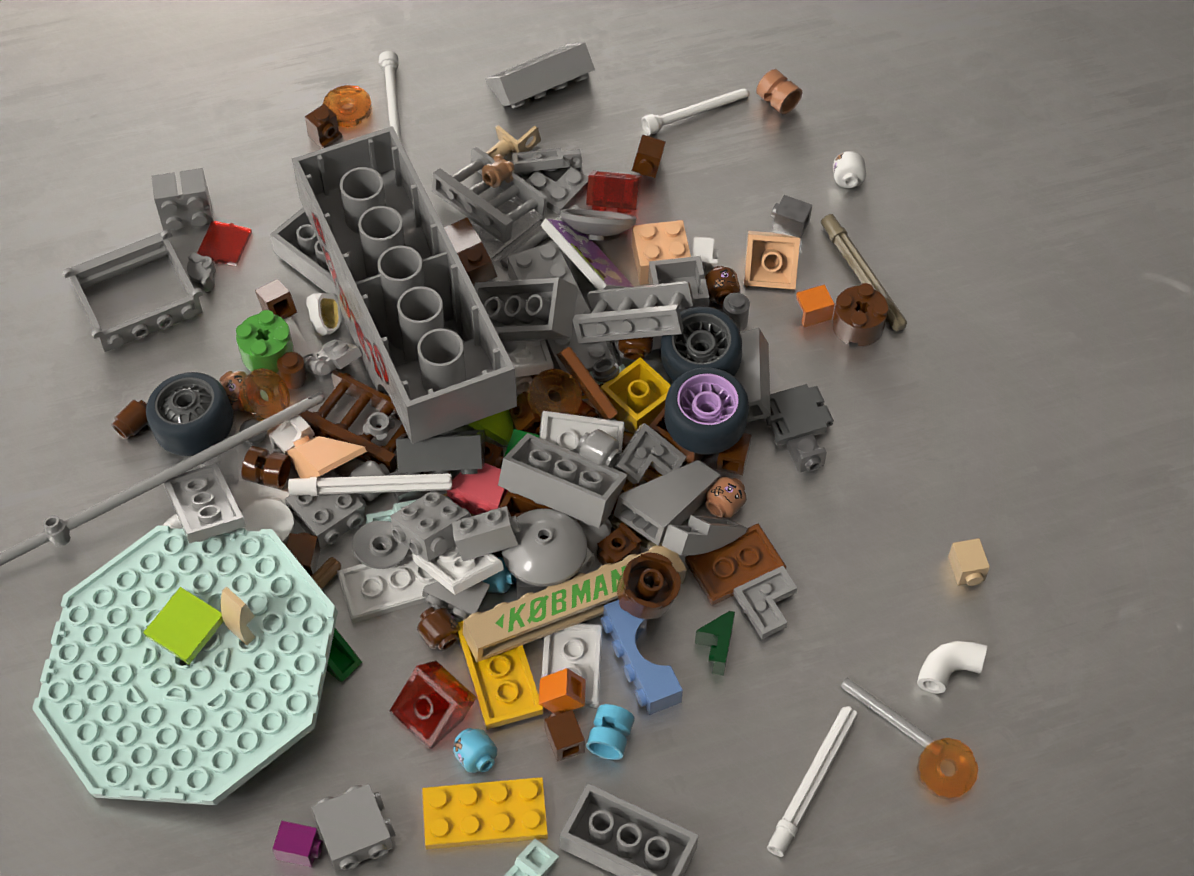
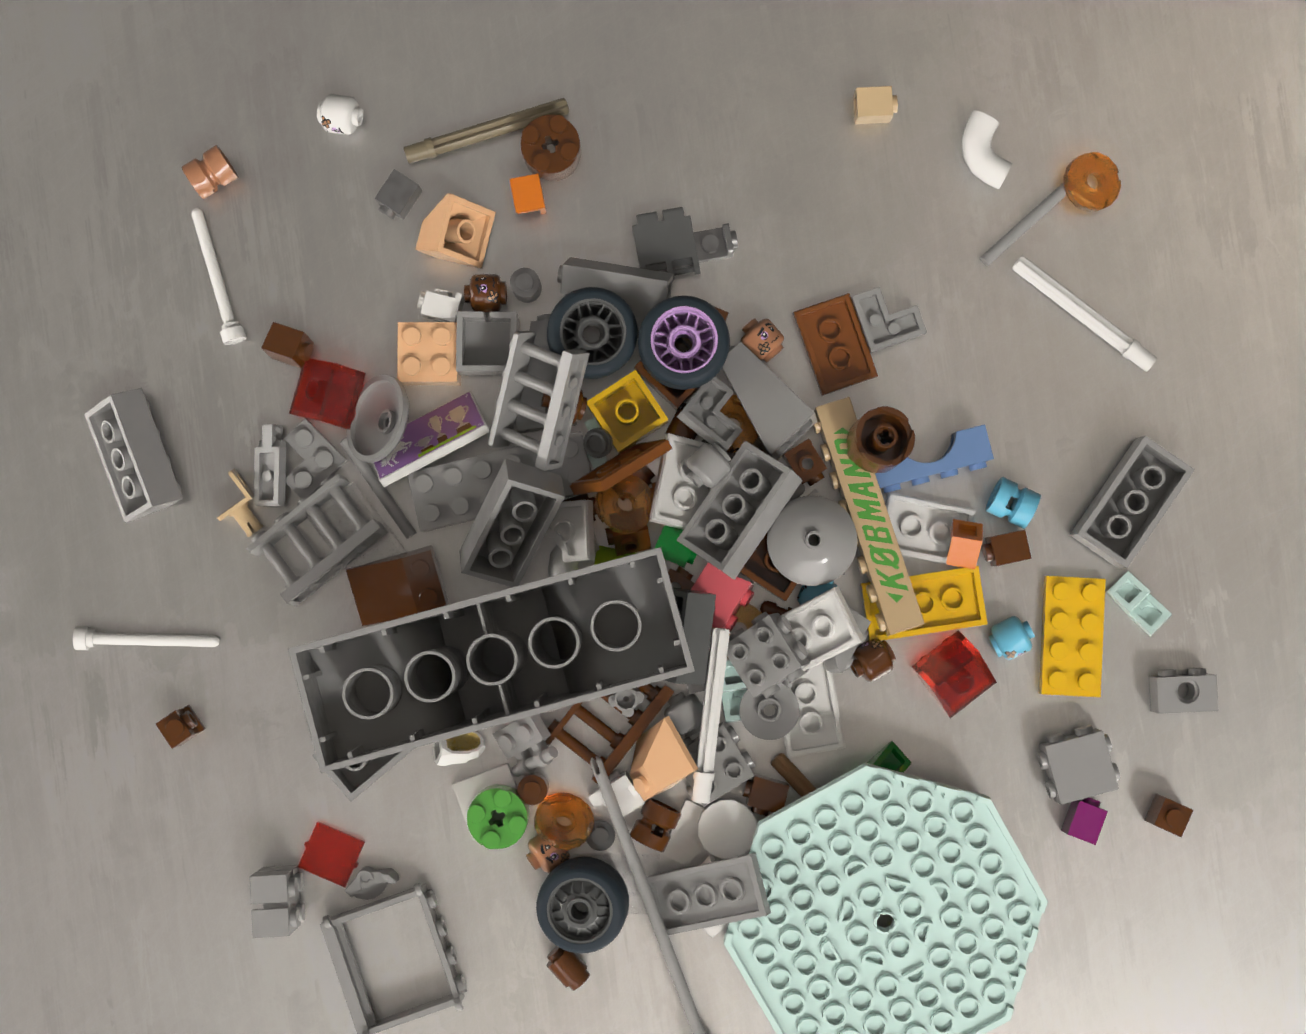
camera: 80 degrees left, 30 degrees up
(184, 625) = (858, 921): lime tile -> none
(236, 615) = (872, 866): tan slope -> none
(277, 299) = (435, 800): brick -> none
(349, 95) = (127, 694): clear orange tile -> none
(485, 533) = (802, 600): light grey brick -> none
(497, 172) = (296, 527): medium nougat brick -> none
(702, 535) = (813, 372): light grey slope -> none
(717, 636) = (919, 373): dark green slope -> none

